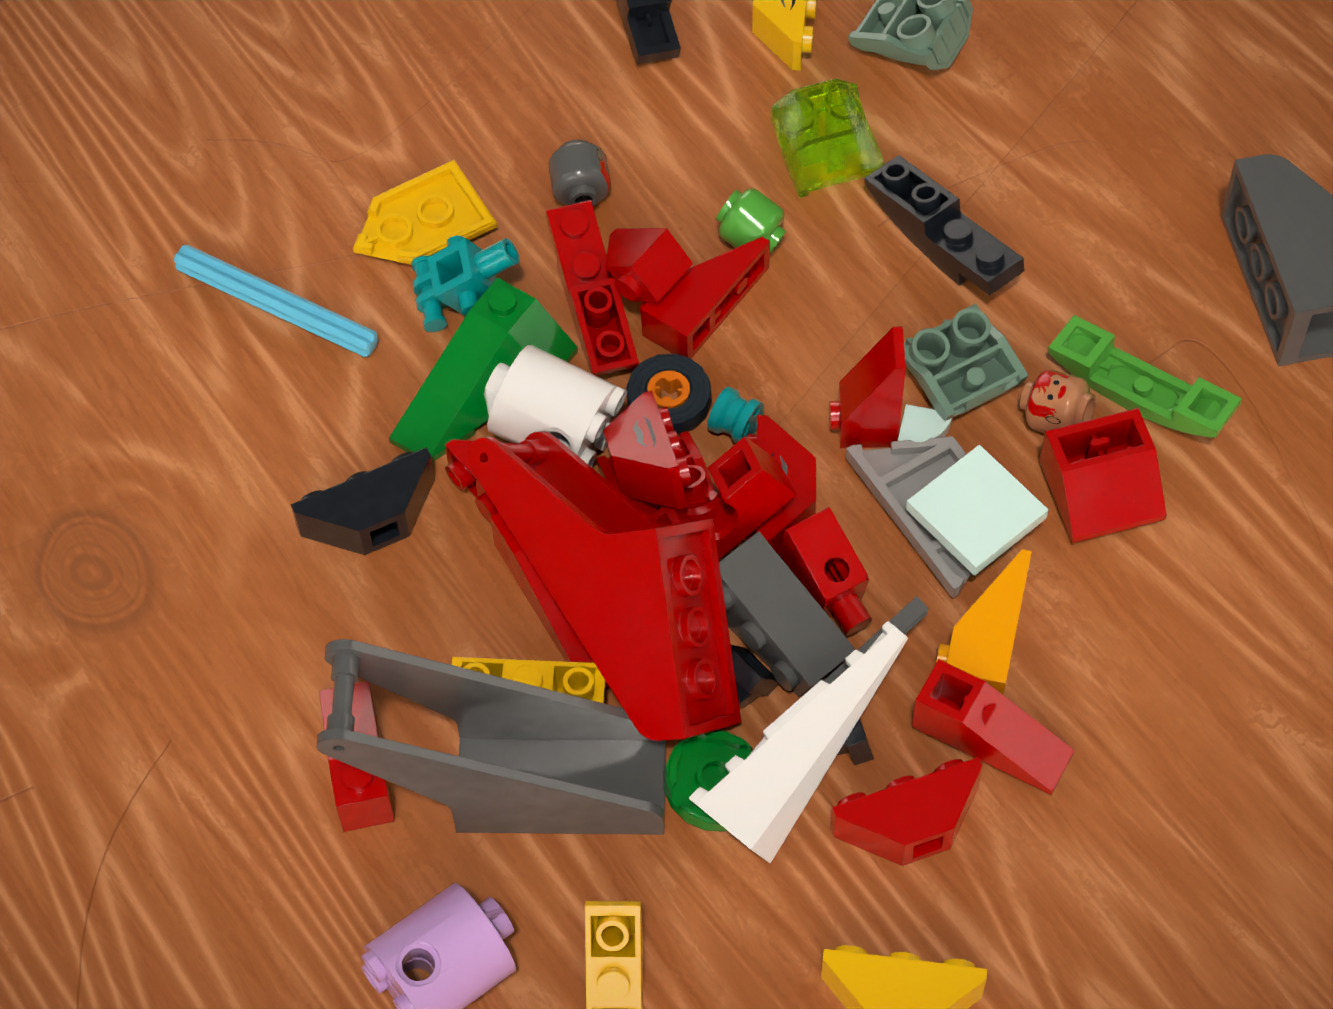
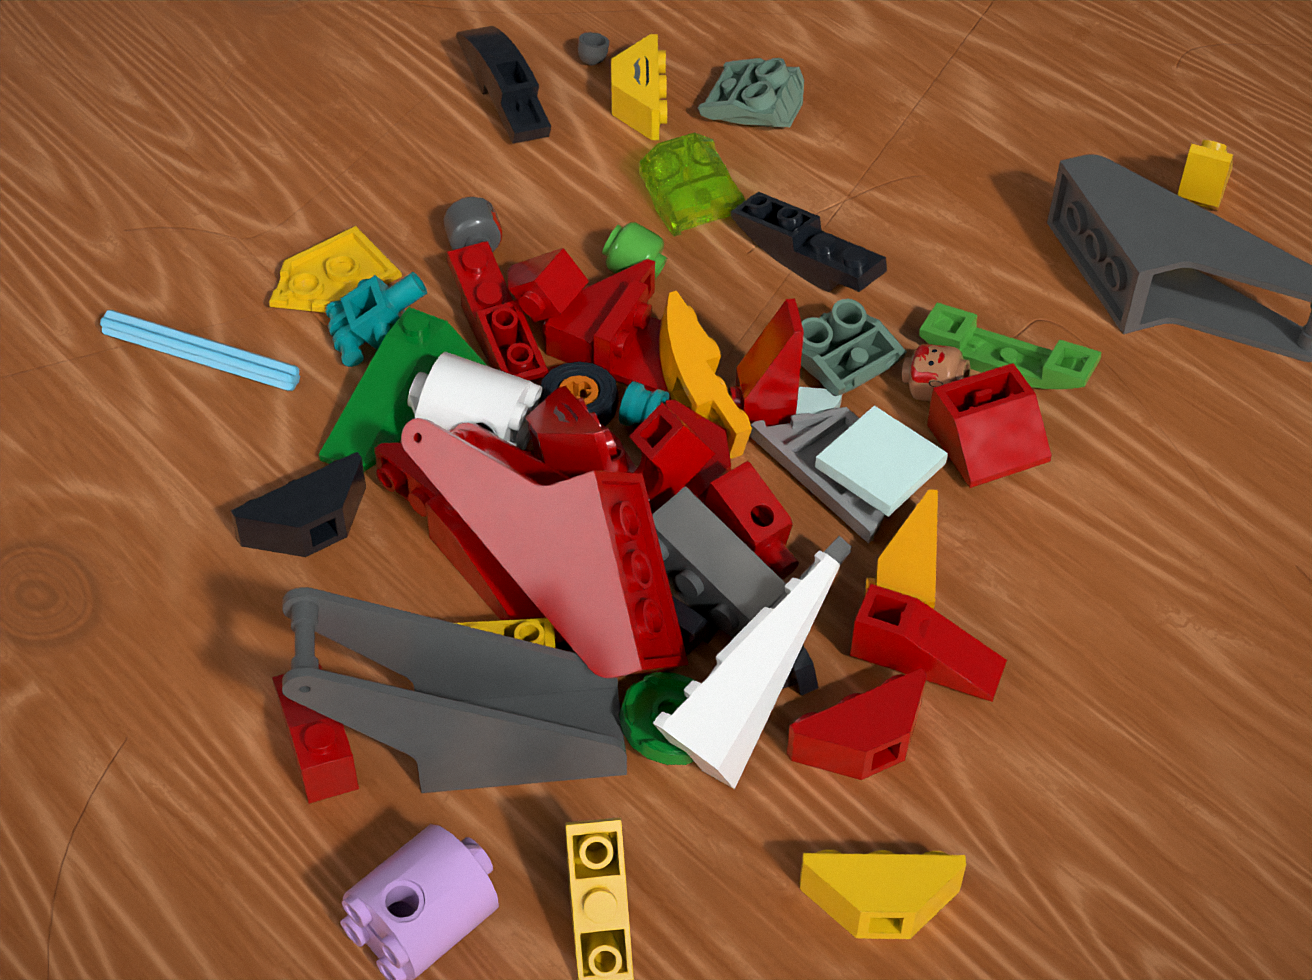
camera: 10 degrees left, 10 degrees down
(749, 342) = (630, 340): none -> red bracket
(789, 380) = (689, 370): none -> light orange slope

